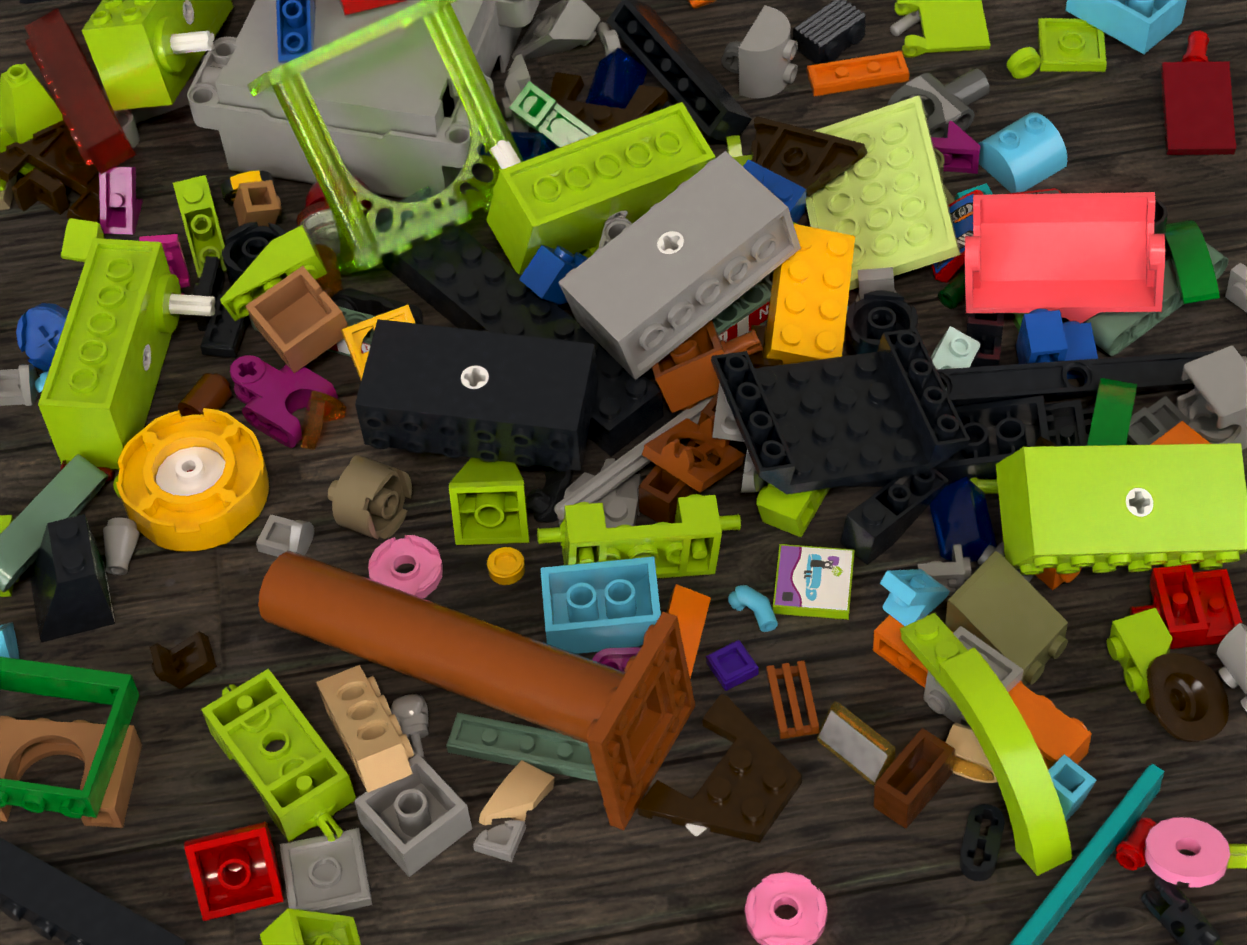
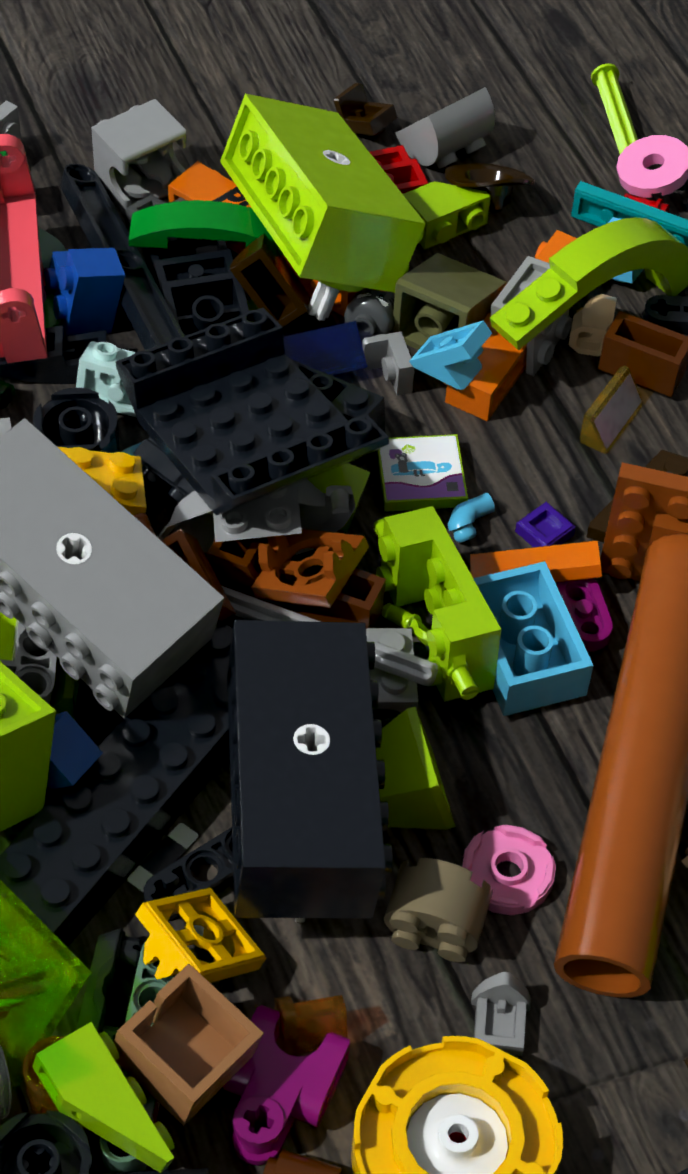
camera: 110 degrees left, 0 degrees up
(506, 565) = (475, 762): yellow tile -> none
(787, 673) = (569, 467): dark orange tile -> none

